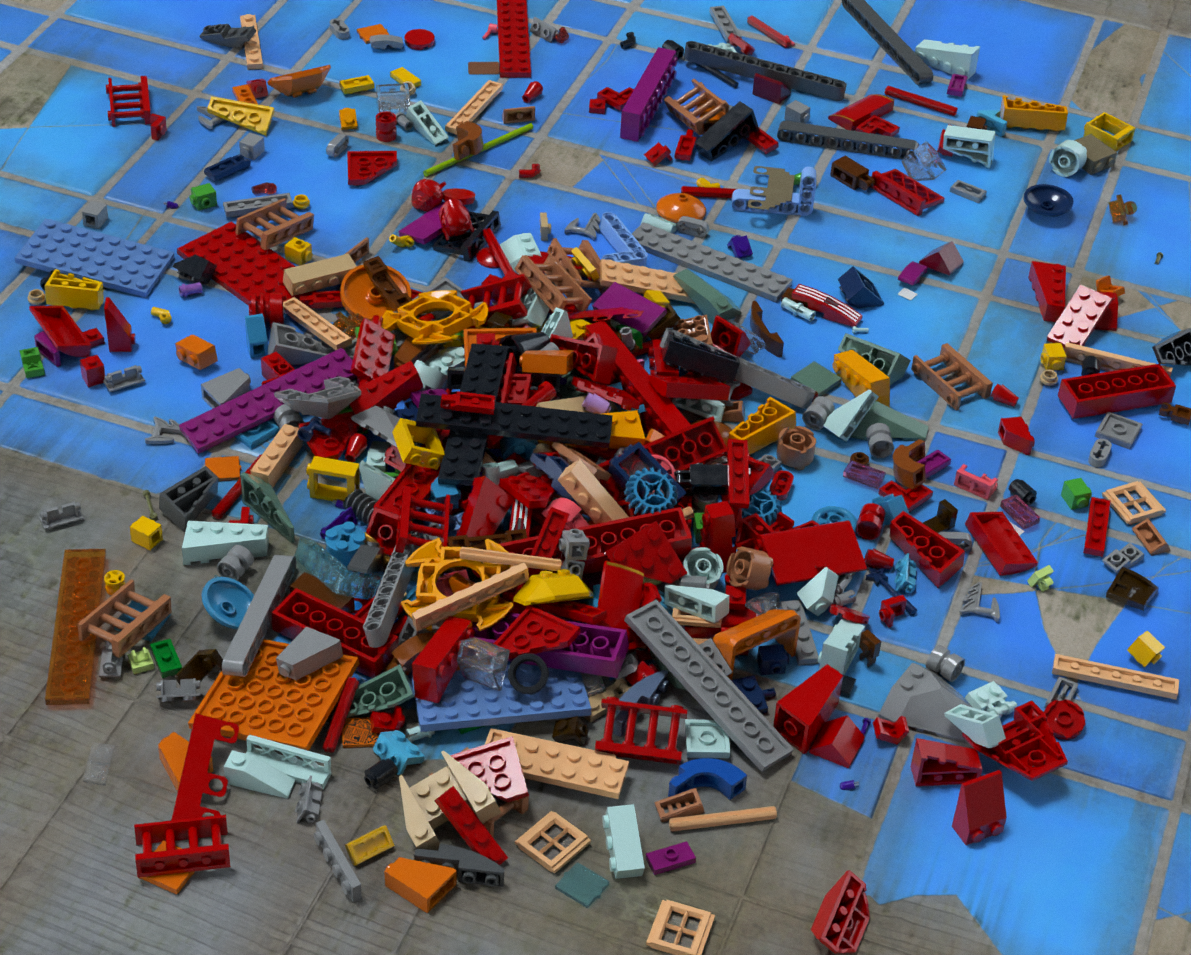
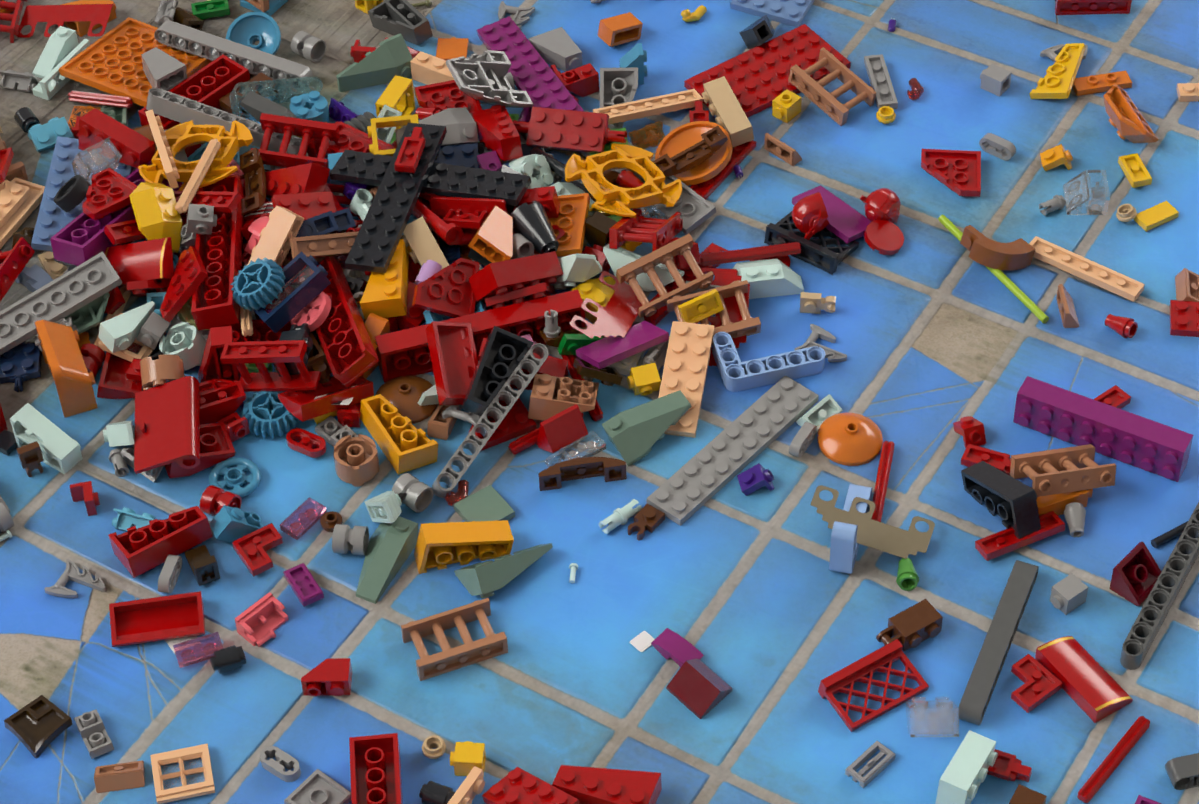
camera: 105 degrees right, 5 degrees up
(158, 126) = (1037, 13): red bracket -> none
(190, 289) = (731, 29): medium lavender pin -> none
(203, 196) = (896, 42): bright green brick -> none
(215, 539) = (341, 33): light aqua wedge -> none
(227, 167) = (956, 62): dark blue hinge -> none
(258, 87) = (1131, 86): red bracket -> none
(271, 310) = (670, 71): red wheel -> none
(306, 432) = (446, 76): dark blue piece -> none
(386, 126) = (1030, 184): red wheel -> none
(401, 241) = (800, 183): yellow arm -> none
(425, 123) = (1043, 218): light aqua slope -> none
(530, 173) = (938, 309): red arm -> none
(597, 106) = (1093, 387): red plate -> none
(702, 182) = (895, 471): yellow arm -> none
(763, 602) = (123, 390): clear slope -> none
(772, 659) = (49, 391): dark blue brick -> none
(806, 650) = (87, 421): light grey plate -> none
(831, 307) = (614, 541): slope -> none
(849, 614) = (87, 455): red tile -> none
(859, 289) = (644, 584): dark blue slope -> none
(877, 559) = (165, 501): red cone -> none
(878, 576) = (143, 504): dark blue piece -> none
(905, 465) = (299, 548): dark orange arch -> none
(1004, 395) = (407, 687): red cone -> none
(1041, 578) = (85, 640): yellowish green tile -> none
(1076, 493) = (208, 711): bright green brick -> none
(1097, 526) = (151, 719): red plate -> none

